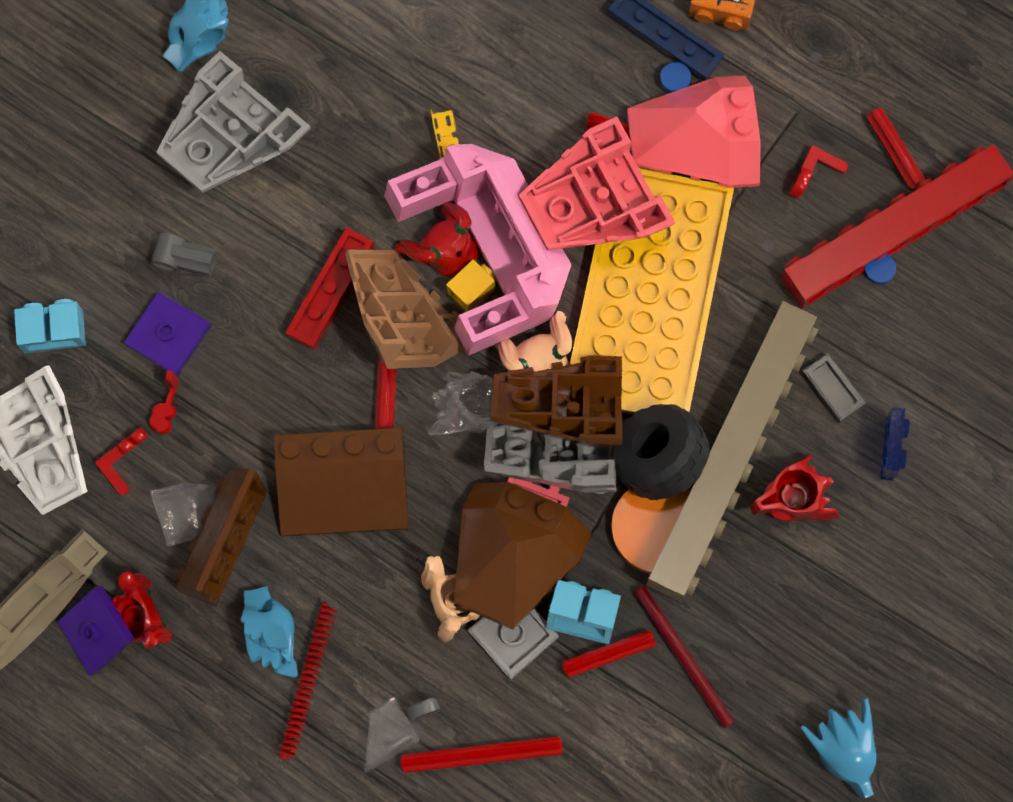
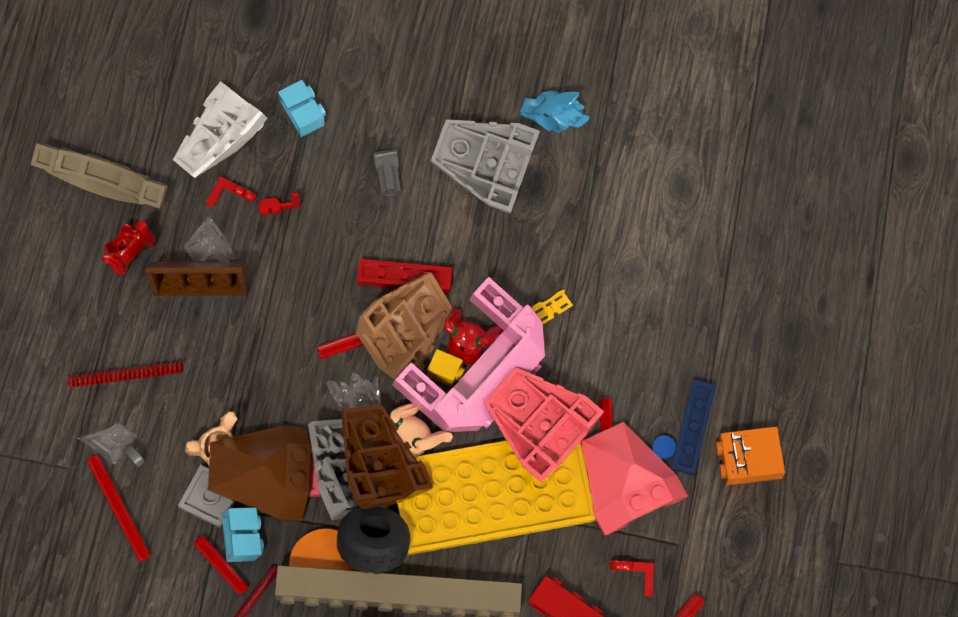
camera: 60 degrees right, 5 degrees down
(96, 630) = (105, 224): dark purple plate -> none
(167, 334) = (329, 185): dark purple plate -> none
(269, 632) = (146, 333): dark azure piece -> none
(341, 482) = (270, 339): reddish brown slope -> none

